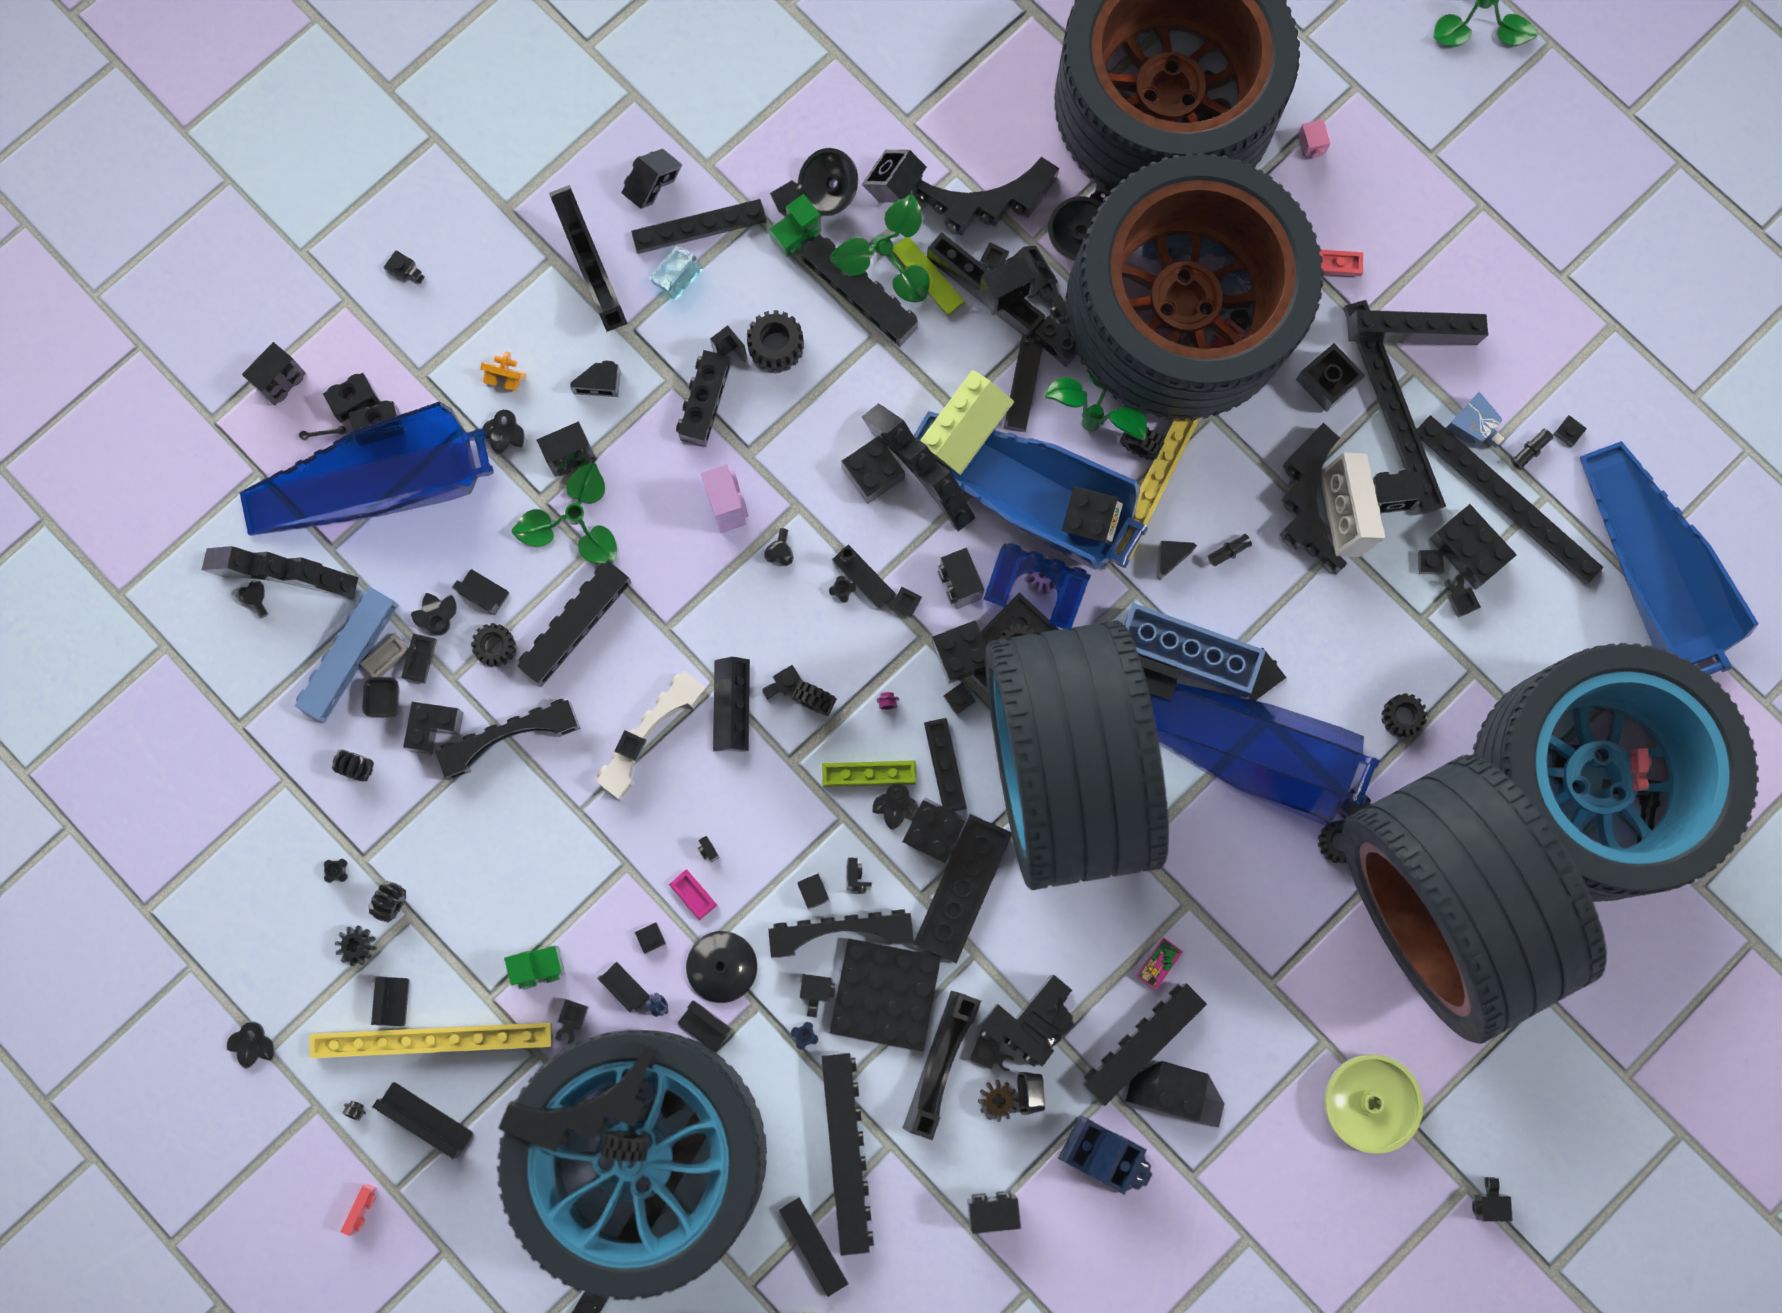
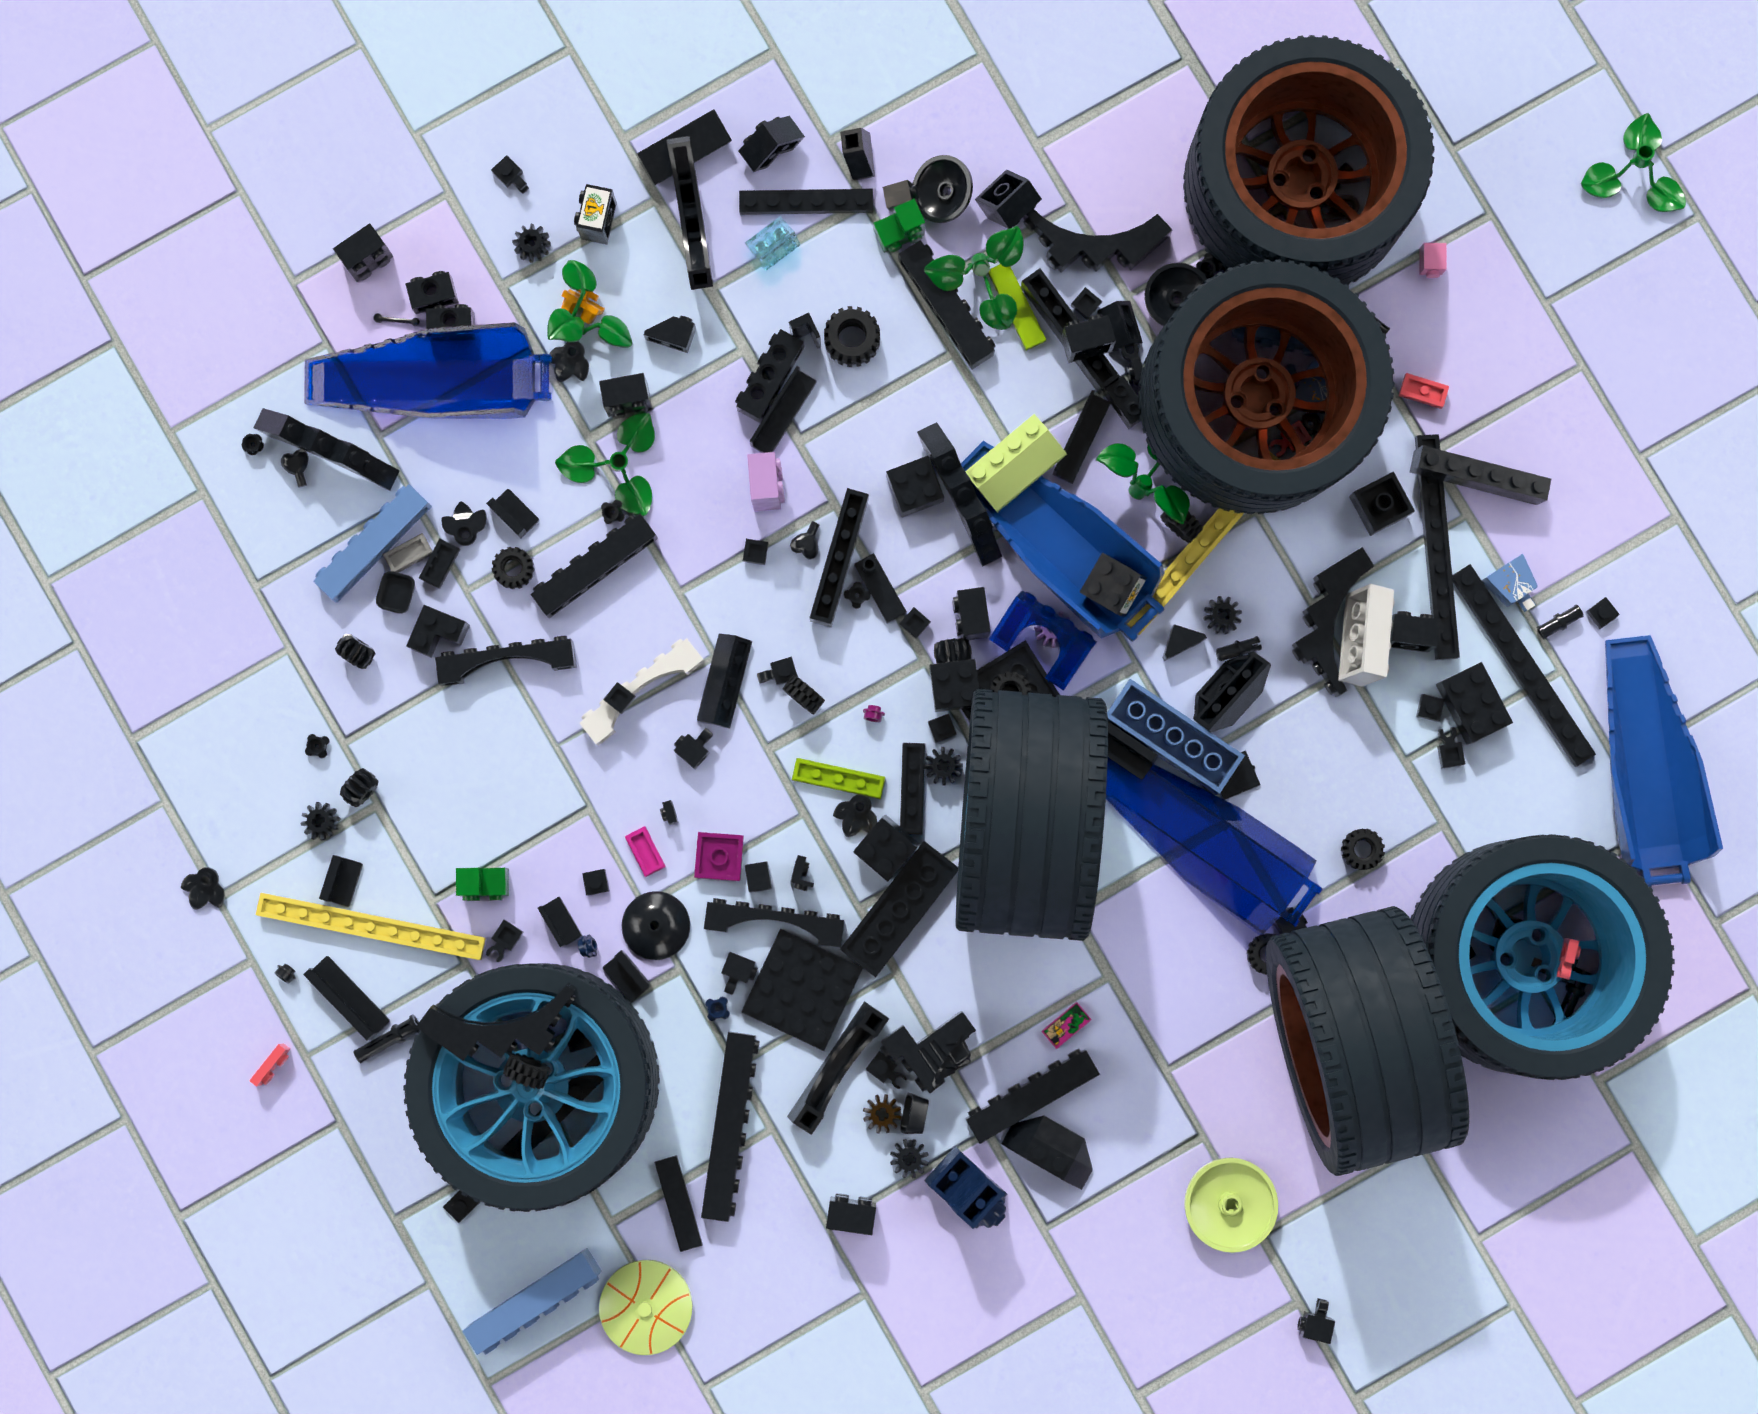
camera: 15 degrees right, 5 degrees up
(200, 582) = (246, 444): none -> black plate
(437, 335) = (538, 237): none -> black gear
(483, 1144) = (397, 1034): none -> black pin
(496, 283) = (595, 214): none -> brick
(496, 397) = (569, 327): none -> green plant
(578, 573) = (608, 516): none -> black plate
(587, 186) = (705, 135): none -> black brick
(716, 780) = (693, 750): none -> black brick
(725, 427) = (782, 411): none -> black panel
(731, 571) = (755, 551): none -> black plate
(738, 167) = (858, 153): none -> black slope
(768, 881) = (719, 856): none -> magenta plate
(816, 556) = (839, 557): none -> black brick
(950, 618) = (952, 650): none -> black gear
(969, 727) = (944, 758): none -> black gear
(1031, 1133) = (904, 1152): none -> black gear
(1212, 527) = (1222, 623): none -> black gear
(1234, 592) = (1230, 691): none -> black wedge

